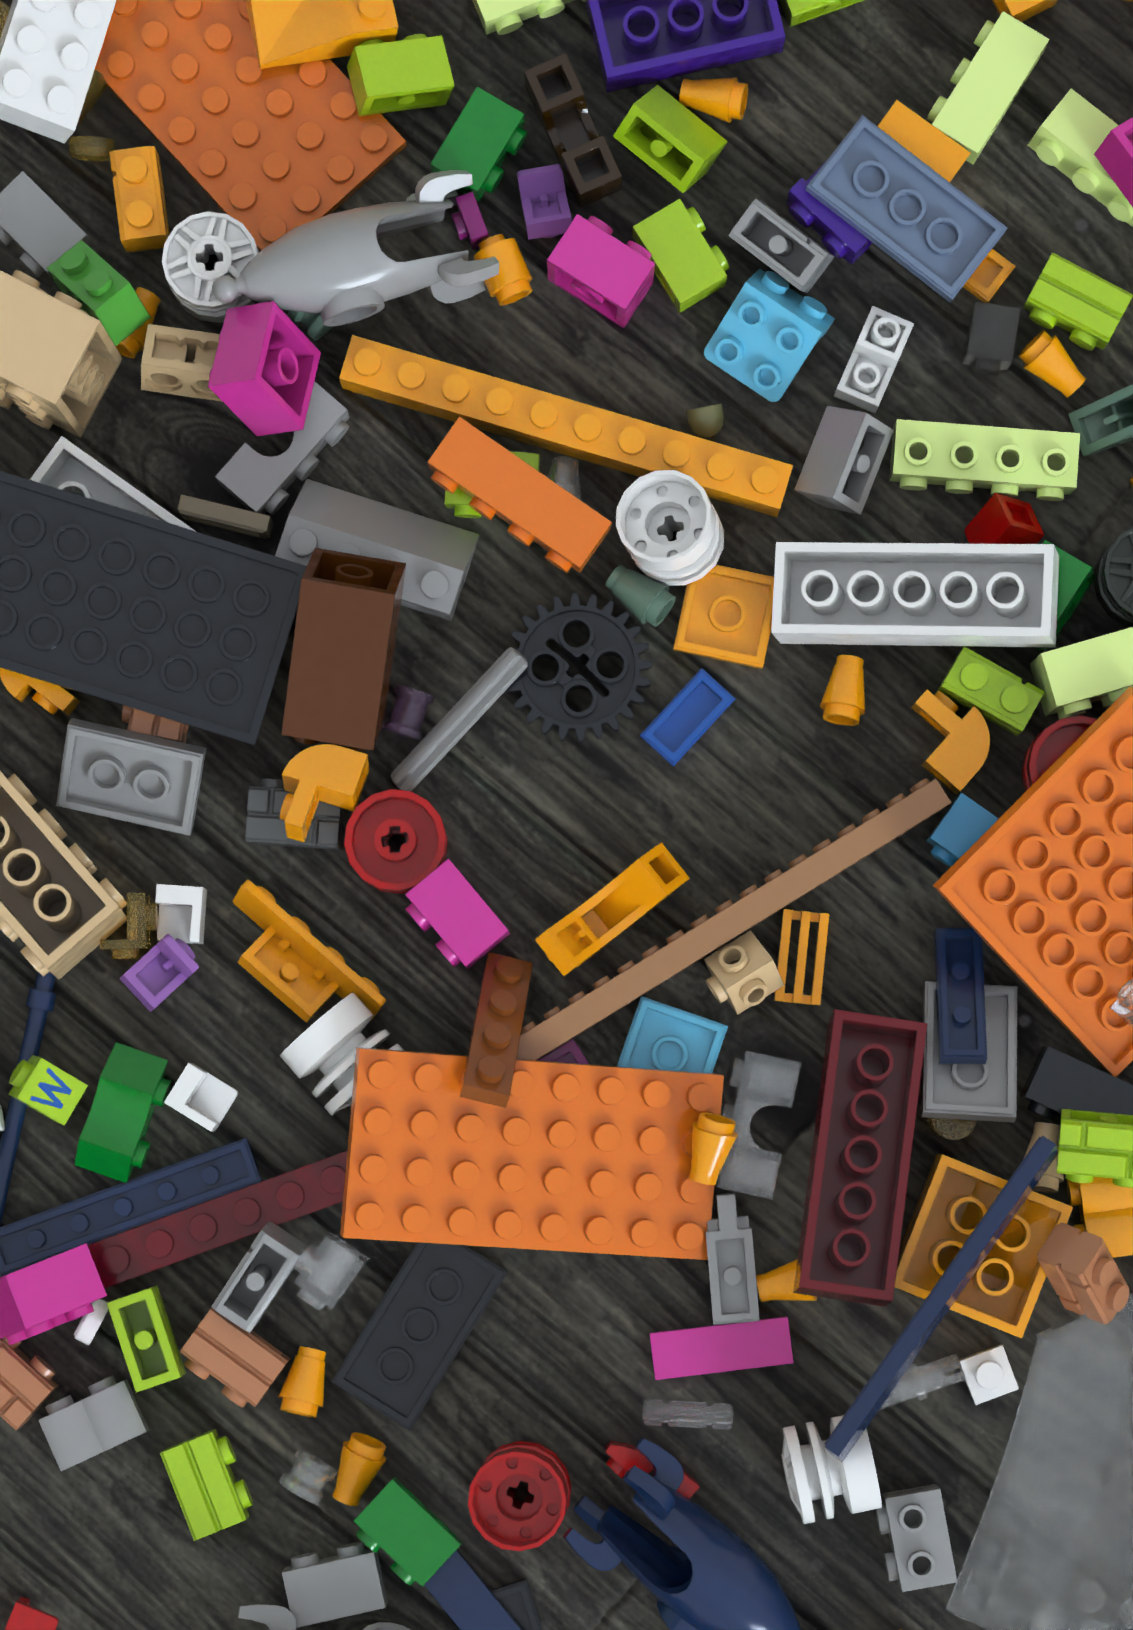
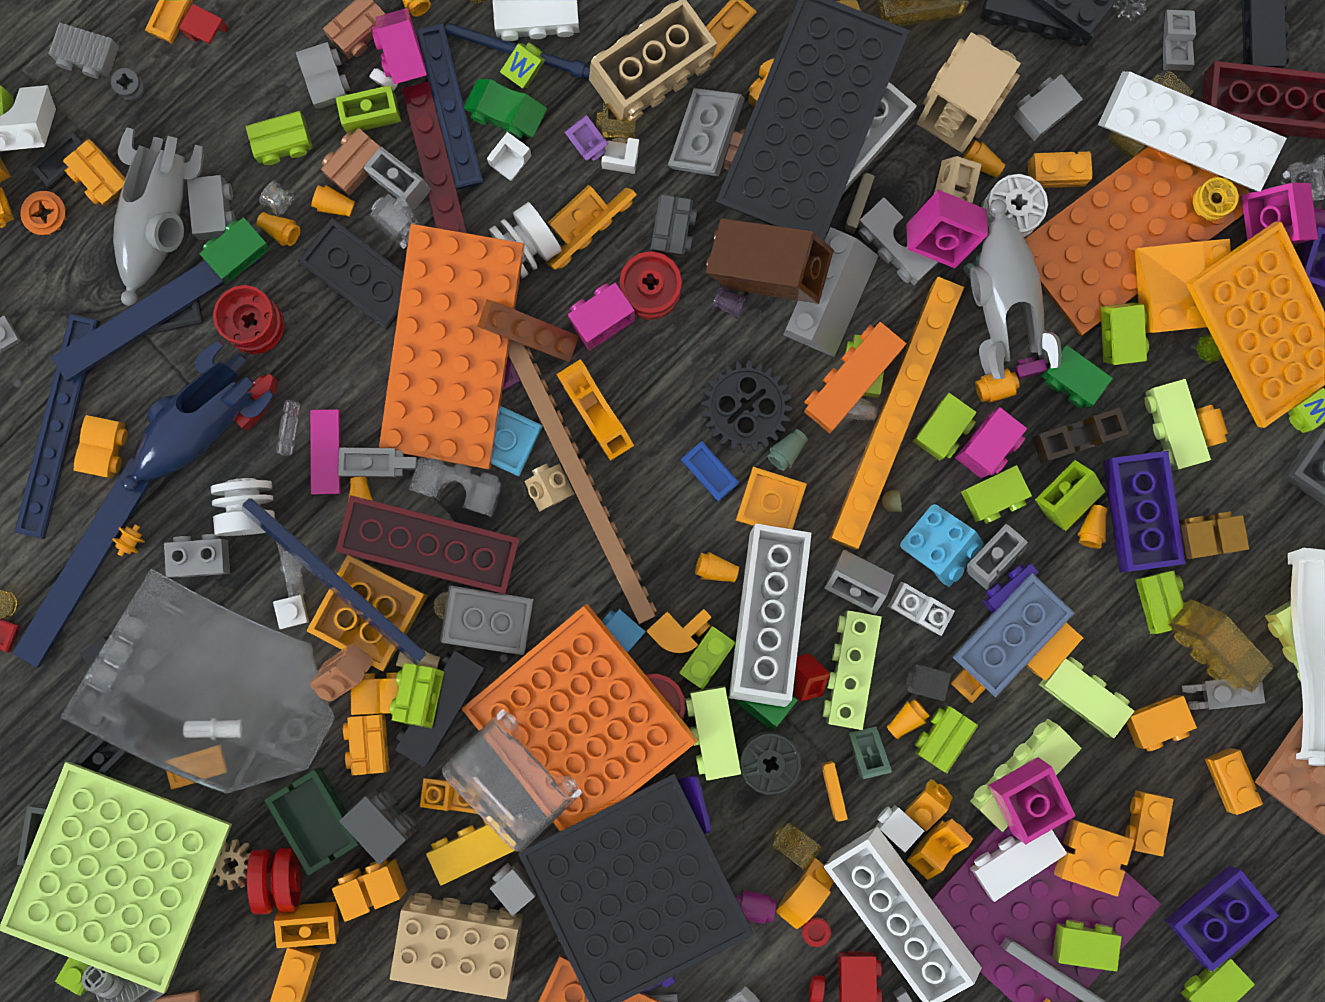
camera: 90 degrees right, 0 degrees up
(90, 148) = (1094, 143): clear yellow tile -> none
(99, 290) = (1003, 137): bright green brick -> none
(324, 775) = (693, 237): light orange brick -> none
(459, 719) = (721, 331): light grey axle -> none
(544, 201) = (1038, 414): medium lavender bracket -> none
(579, 346) = (945, 427): none -> lime brick
(653, 511) = (835, 458): white wheel -> none
(711, 1145) = (444, 454): light orange cone -> none
(805, 918) = (532, 520): light orange tile -> none
(960, 996) = (519, 617): dark blue tile -> none

